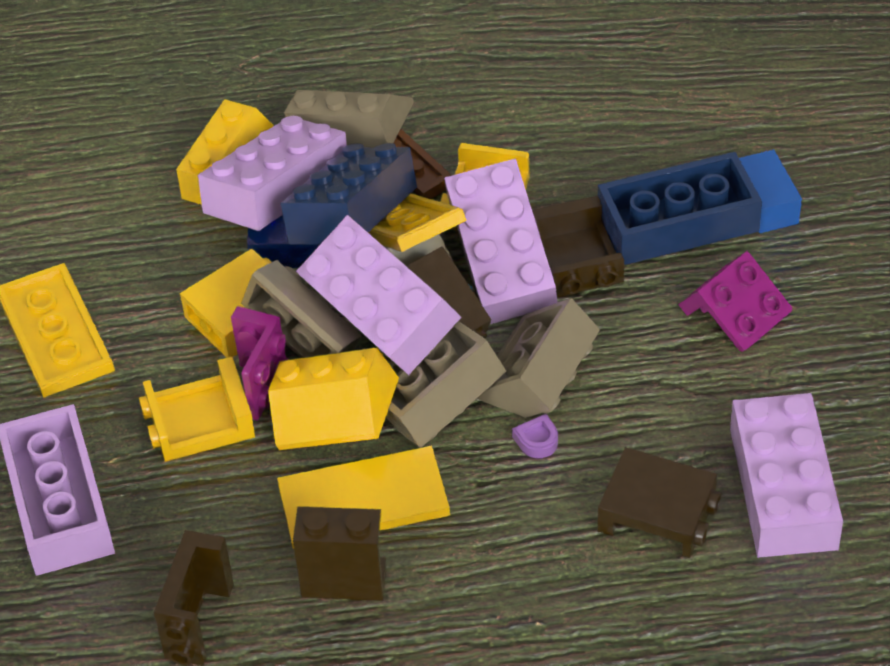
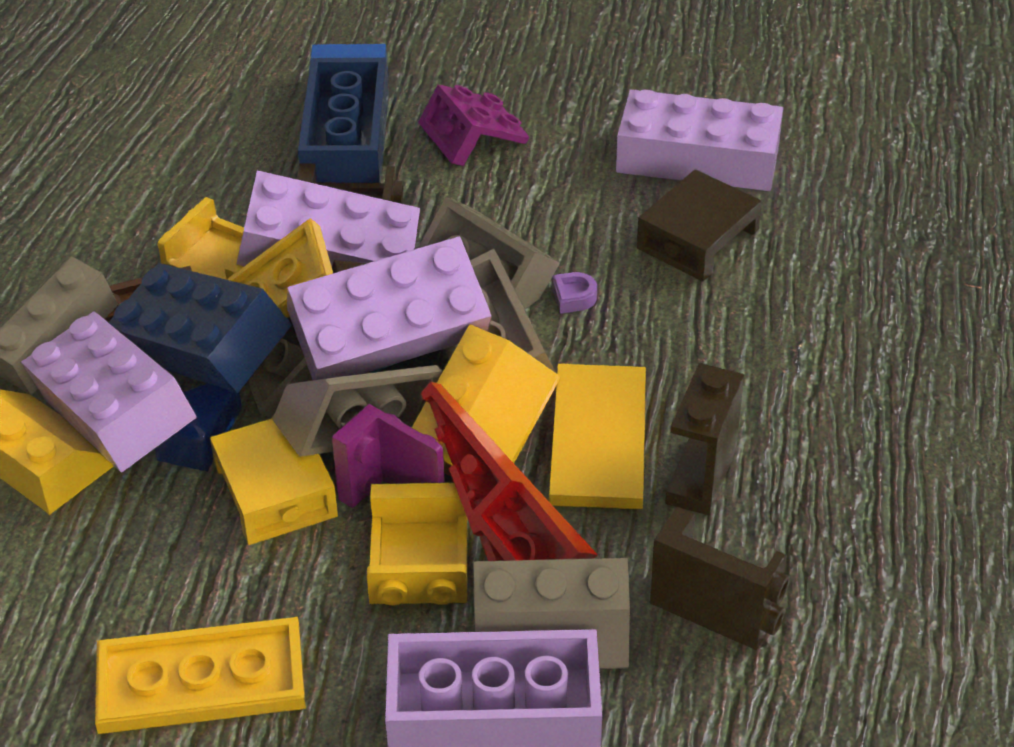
camera: 75 degrees left, 5 degrees down
(138, 499) = (557, 597): none -> dark tan slope
(218, 459) = (496, 496): none -> red wedge

